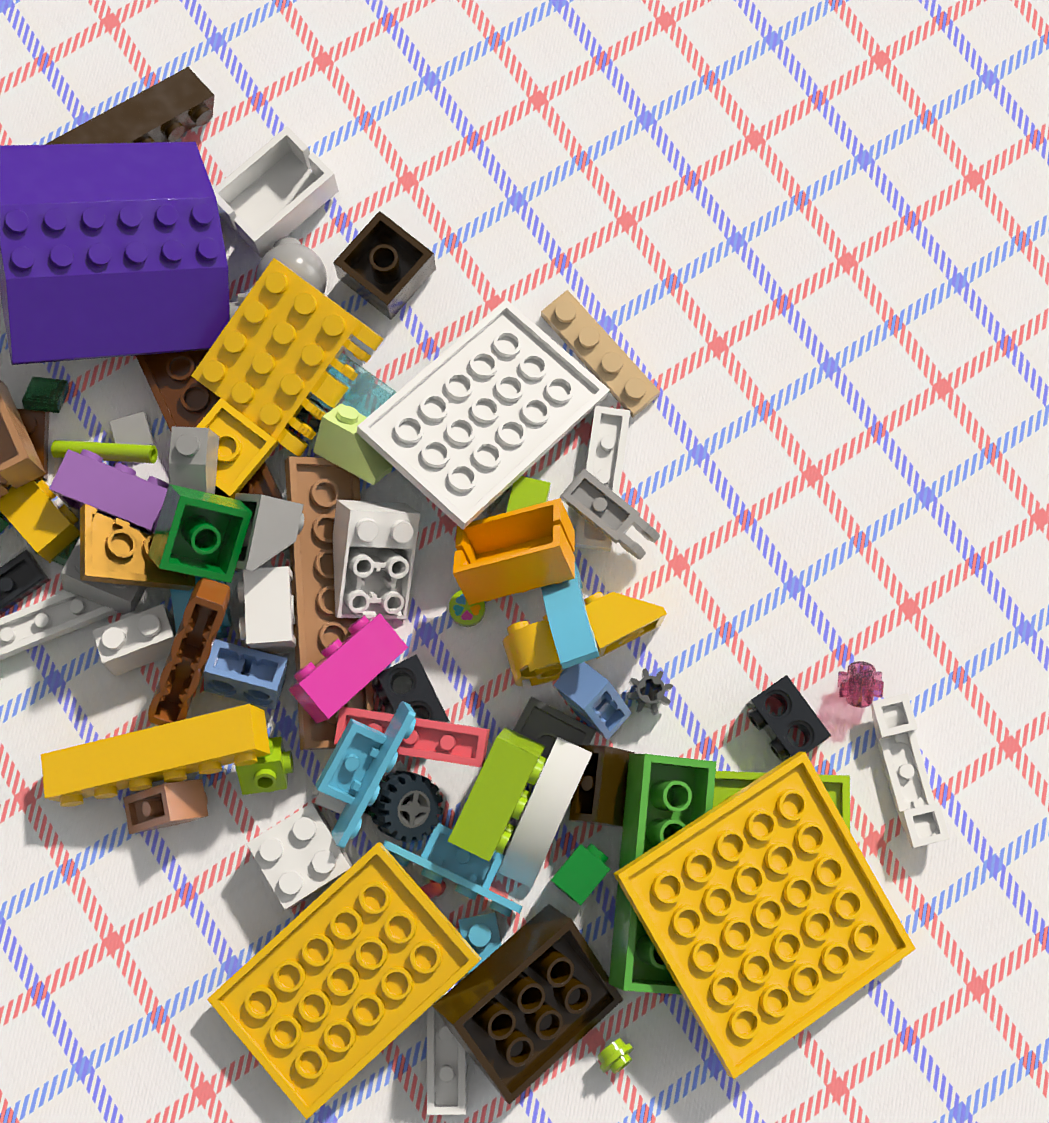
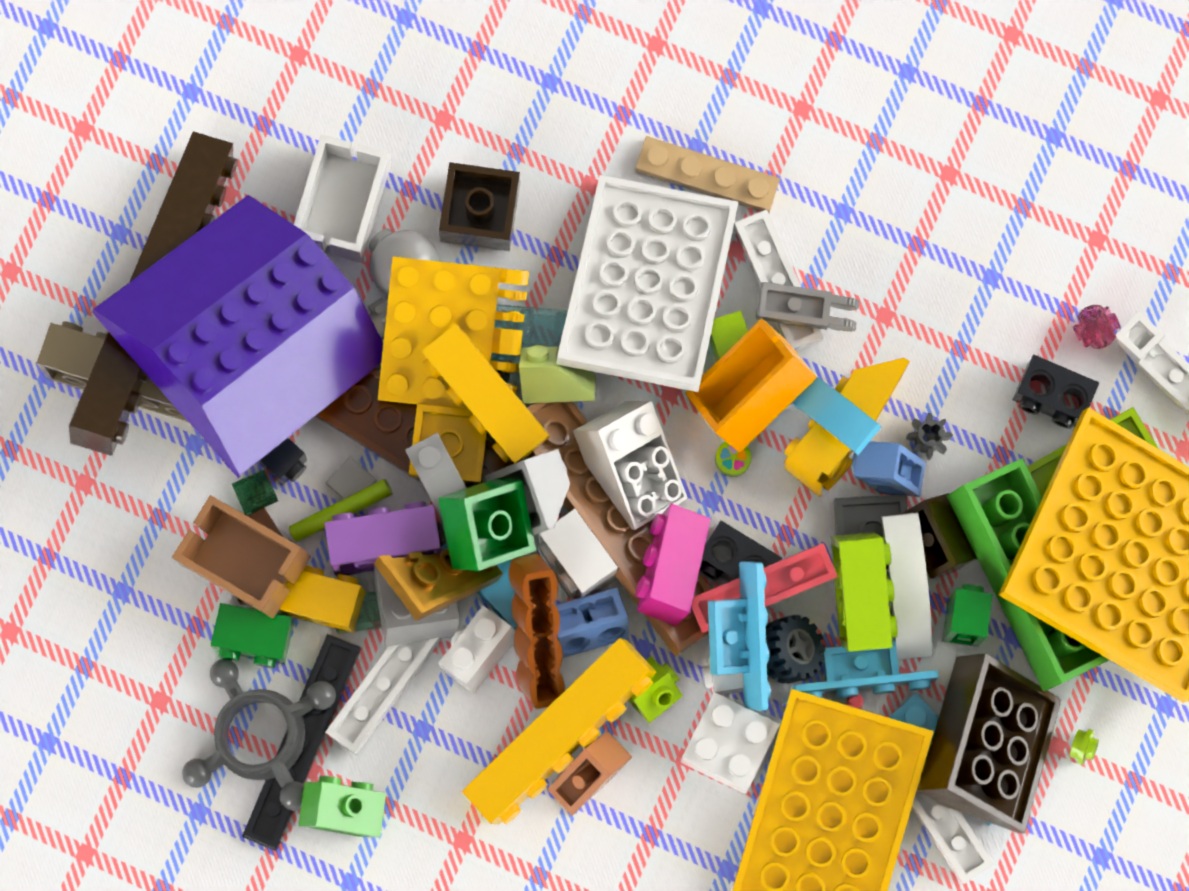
camera: 35 degrees left, 0 degrees up
(85, 380) = (285, 462): none -> black brick
(275, 421) = (485, 394): none -> yellow brick

